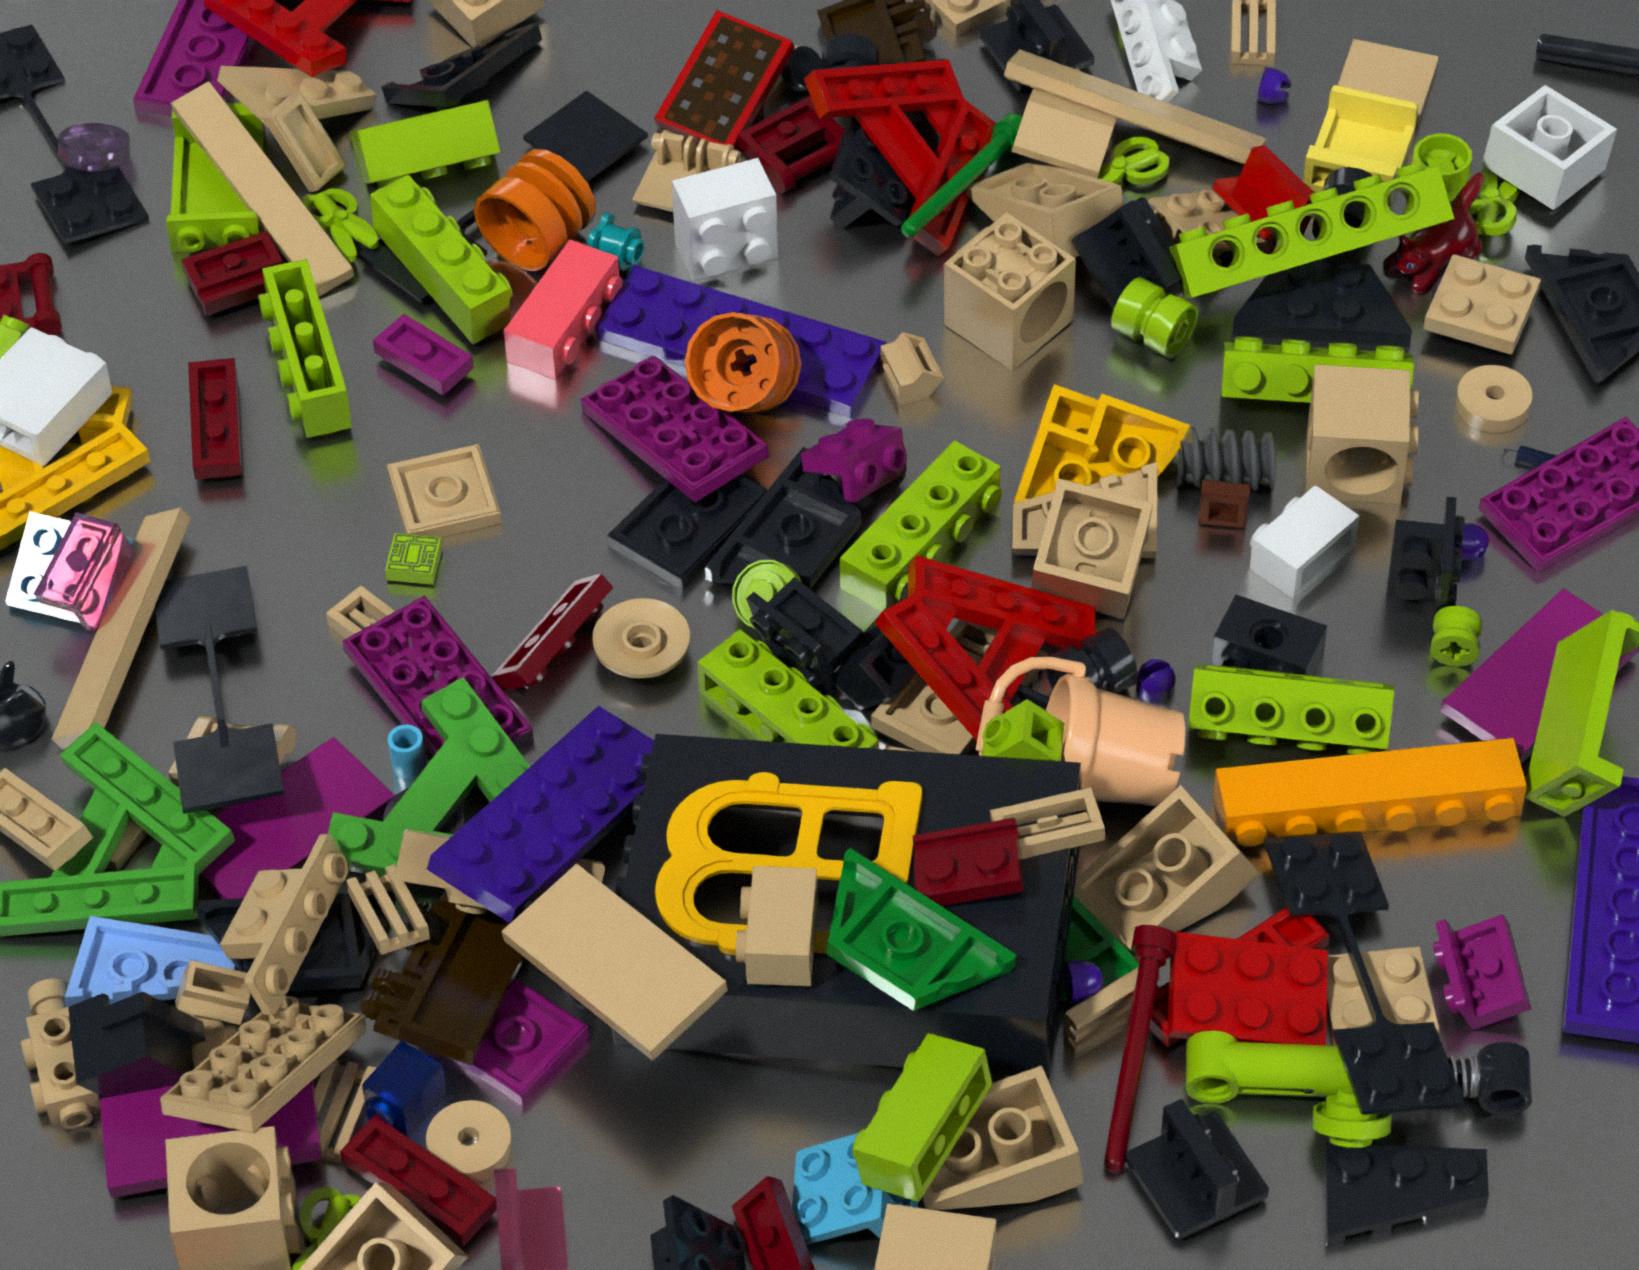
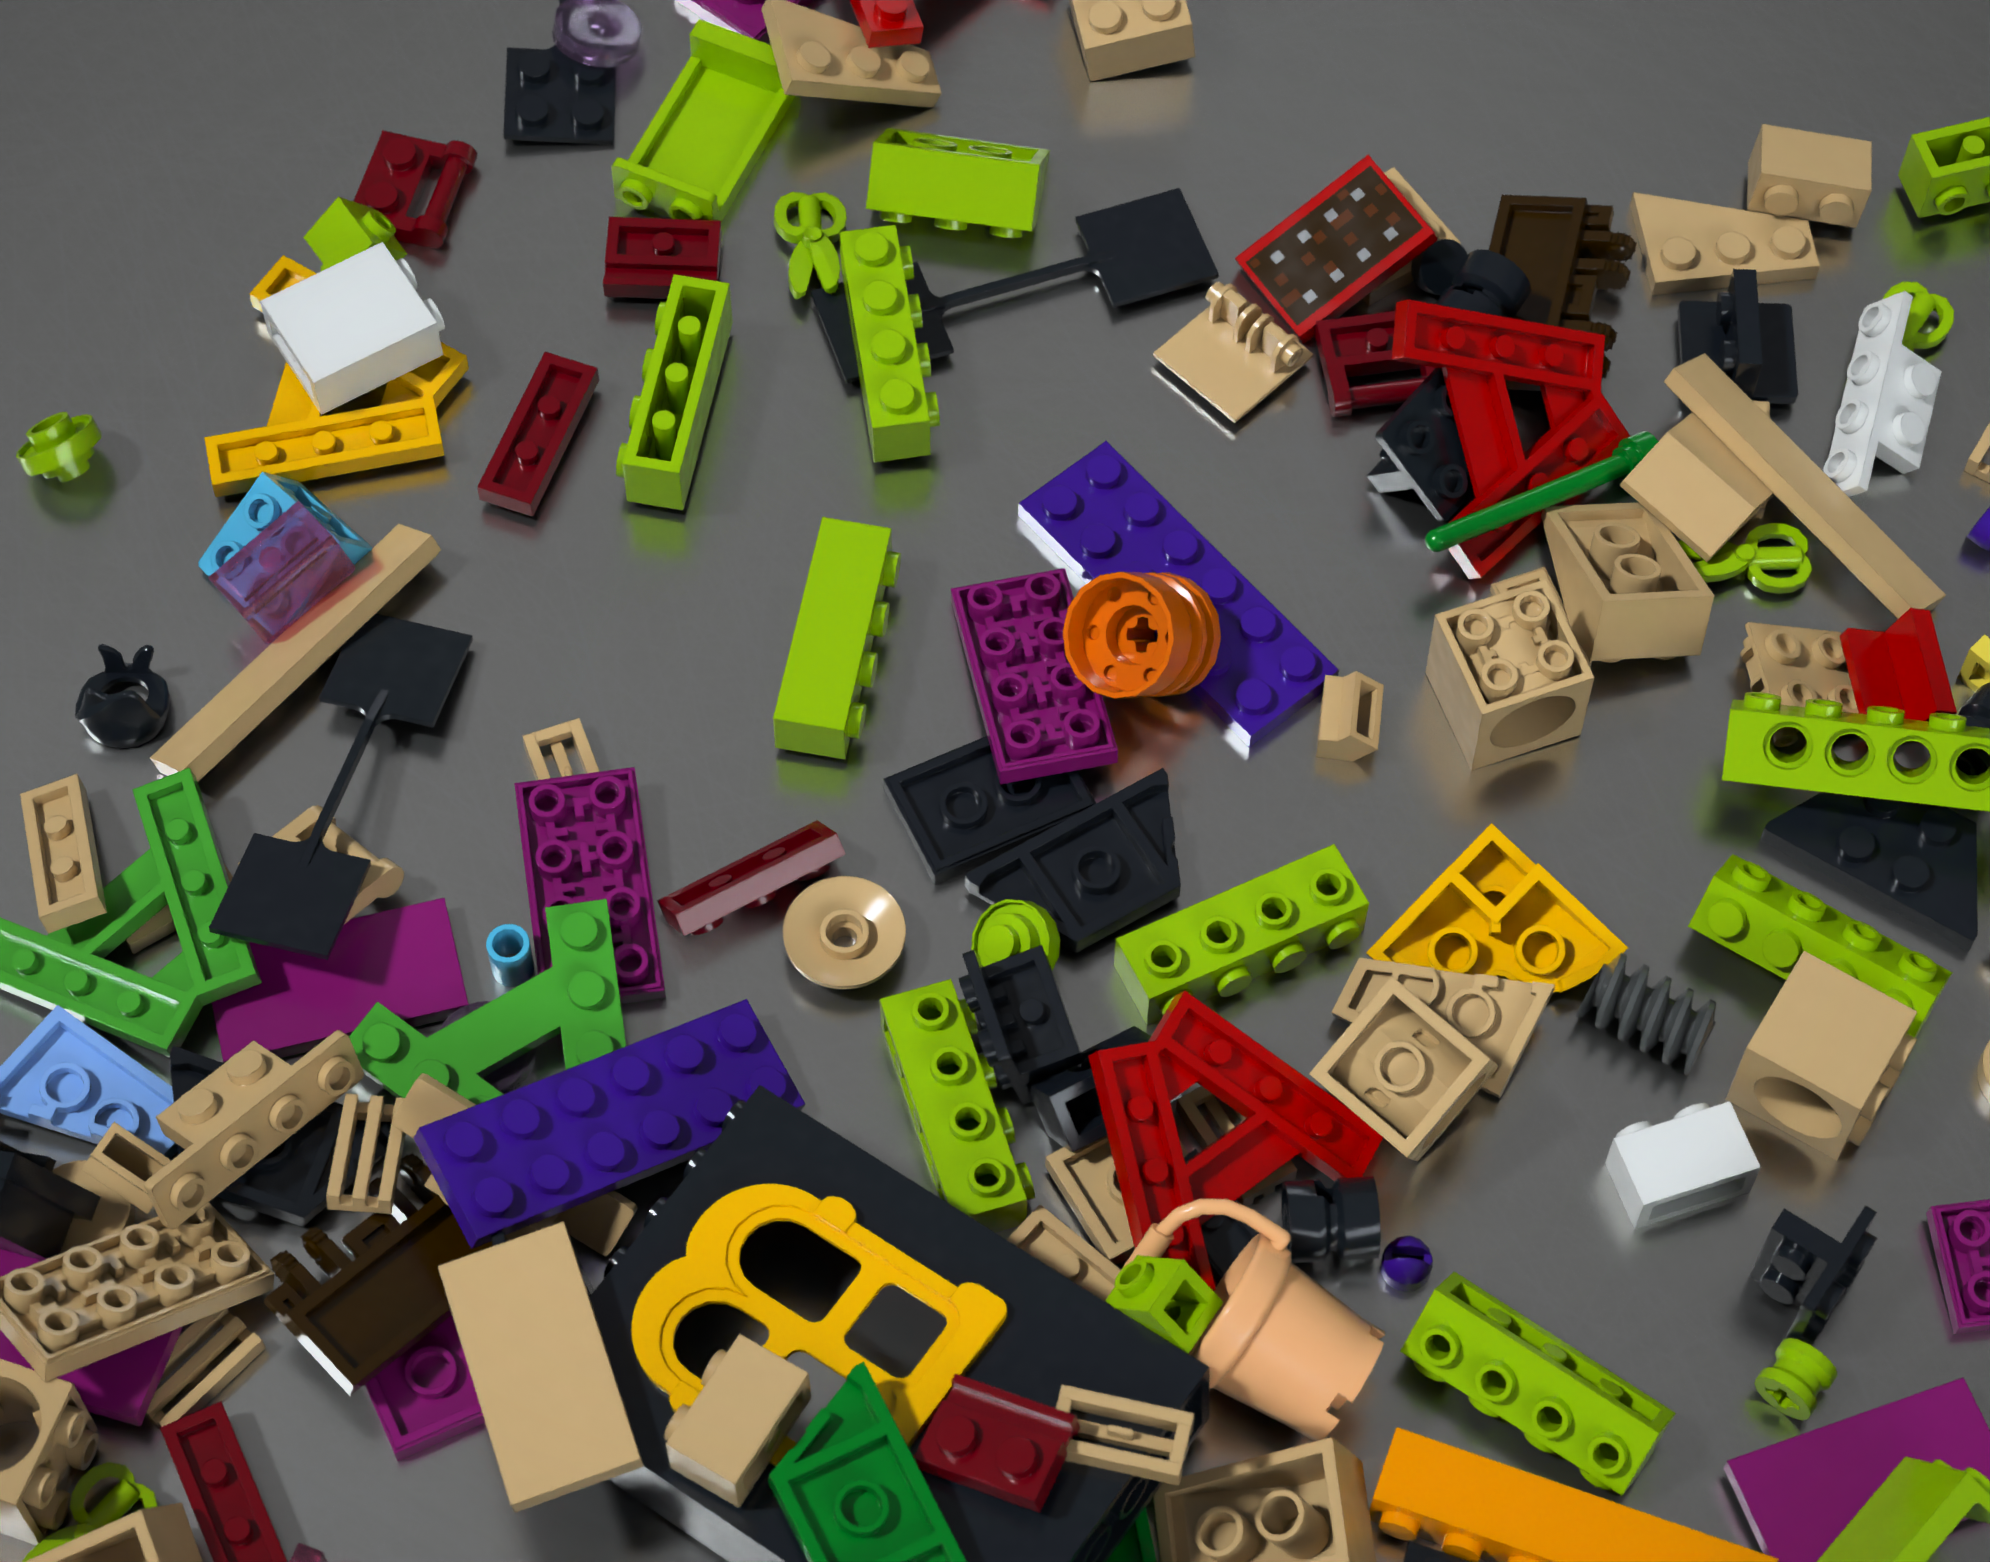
camera: 25 degrees right, 10 degrees up
(260, 186) = (741, 167): tan tile -> none
(305, 141) = (819, 126): tan tile -> none
(404, 1088) = (269, 1384): clear blue brick -> none
(413, 558) = (657, 709): lime tile -> none
(423, 354) = (808, 453): magenta plate -> none
(444, 493) = (733, 640): tan tile -> none
(456, 76) = (1053, 106): black wing -> none
(471, 1121) = (317, 1508): tan piece -> none
(520, 458) = (835, 637): none -> lime brick
(535, 209) = (1023, 326): orange wheel -> none
(562, 309) = (992, 464): coral brick -> none
(618, 241) = (1098, 405): teal brick -> none
(725, 219) = (1231, 432): white brick -> none
(861, 454) = (1215, 813): magenta bracket -> none
(1127, 247) = (1682, 686): black bracket -> none
(1159, 320) = (1665, 775): lime wheel -> none
(1224, 503) = (1614, 1069): copper tile -> none
(1267, 639) = (1554, 1250): black brick -> none
(1474, 542) = (1889, 1256): dark purple hinge -> none

